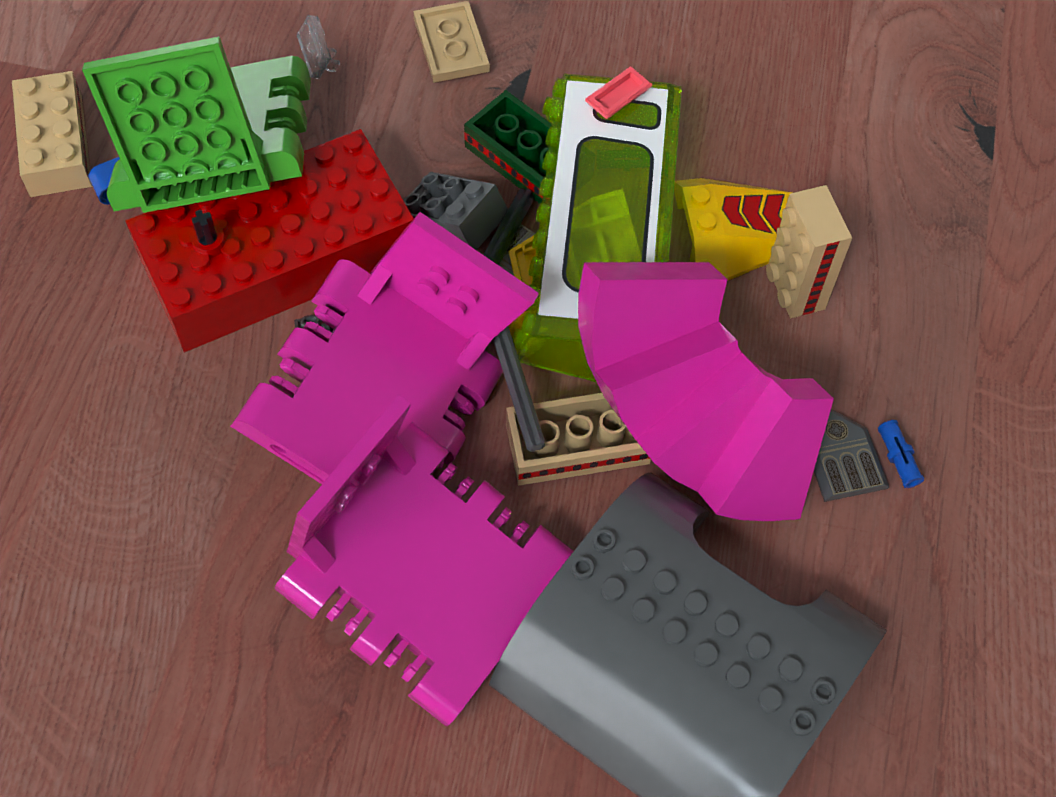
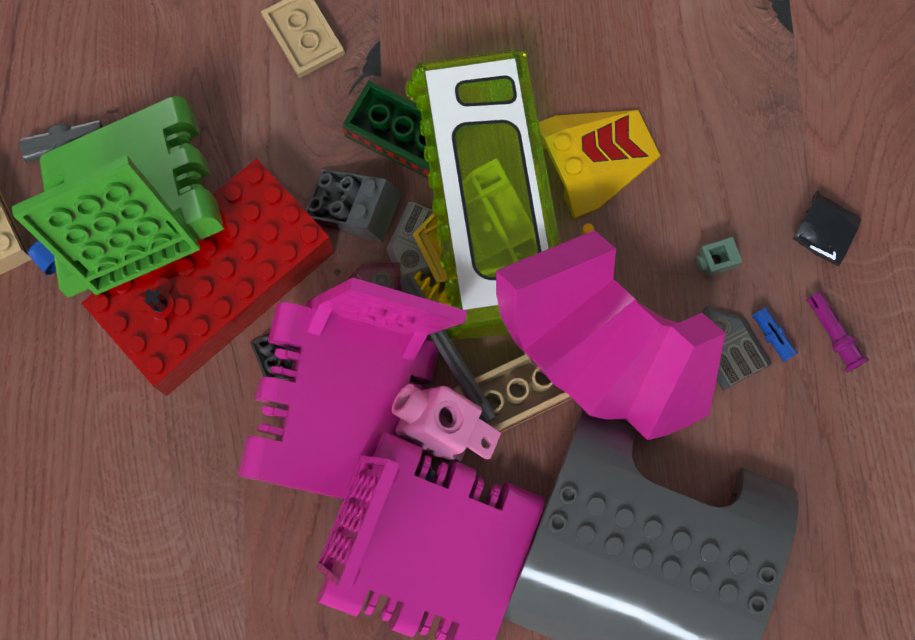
camera: 15 degrees left, 15 degrees up
(314, 48) = (183, 71): clear plate -> none
(482, 435) = (425, 423): none -> bright pink piece
(509, 225) = (405, 218): black axle -> none
(618, 92) = (474, 75): coral tile -> none
(808, 251) = (667, 181): tan brick -> none
(852, 356) = (724, 251): none -> sand green brick
(981, 481) = (843, 343): none -> magenta pin
(987, 358) = (827, 229): none -> black slope

